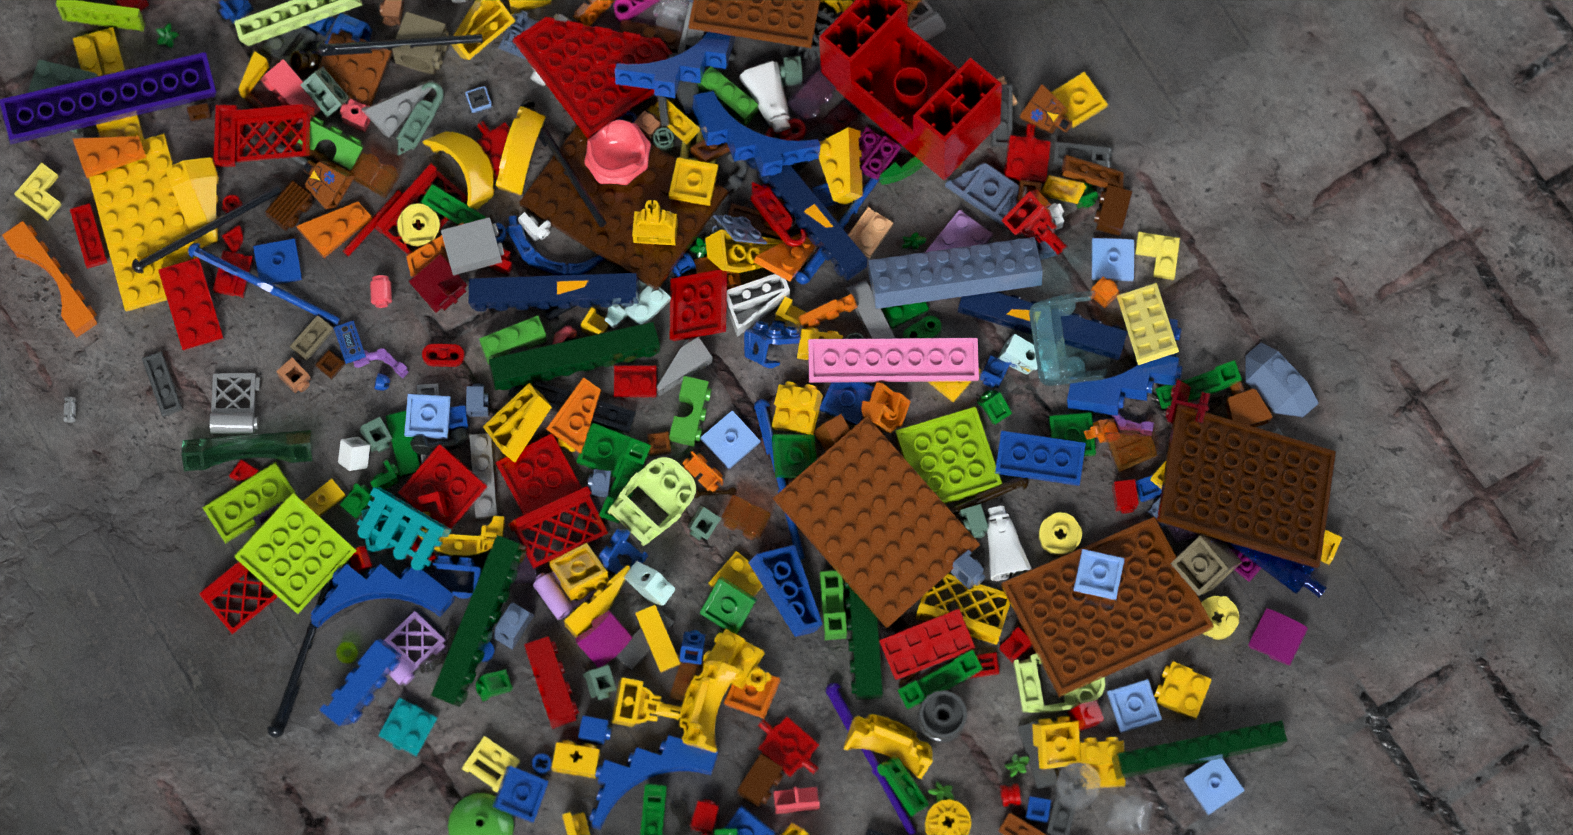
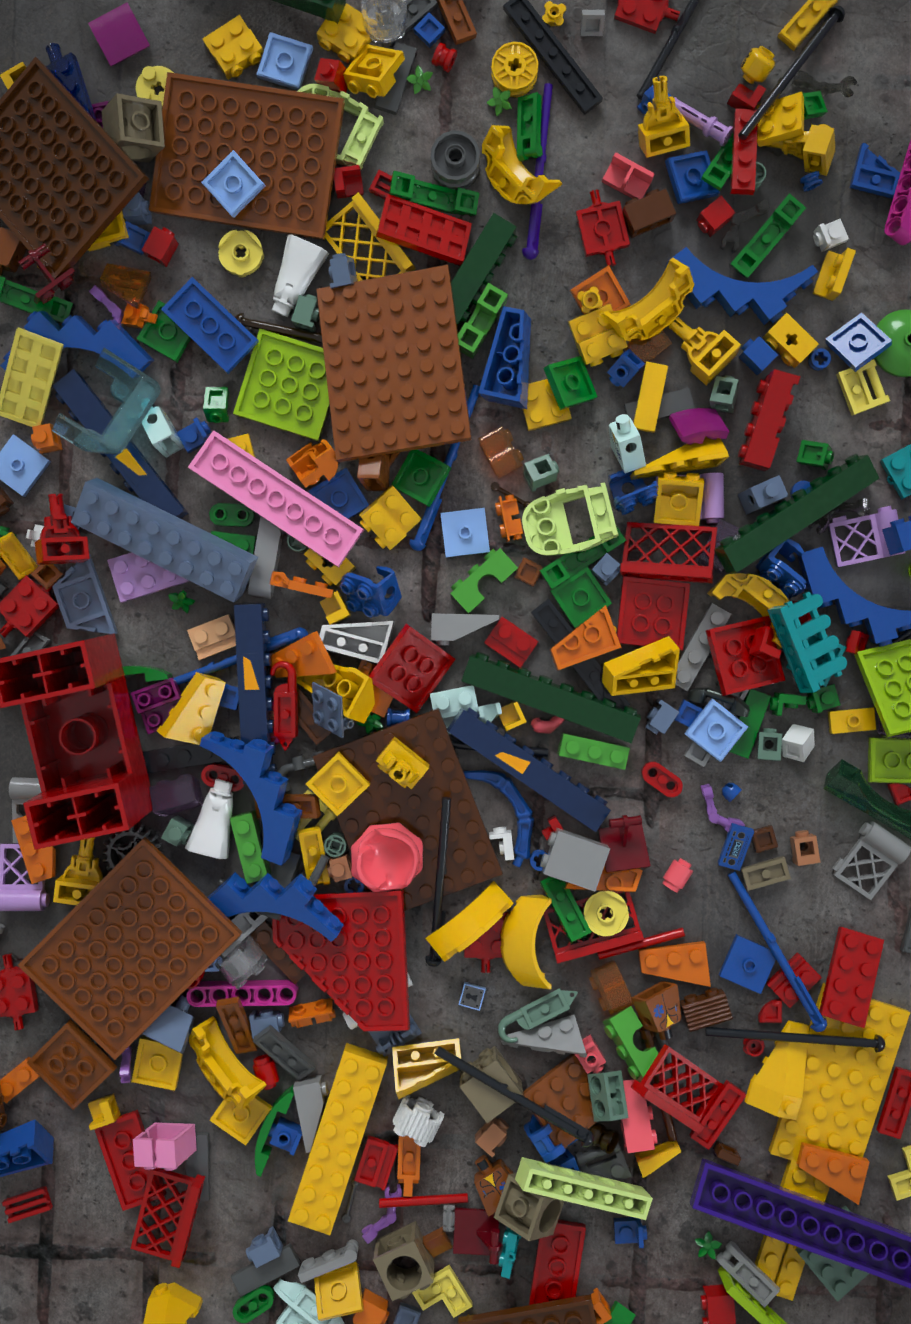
camera: 145 degrees left, 15 degrees up
(123, 34) = (748, 1274): none -> light grey plate

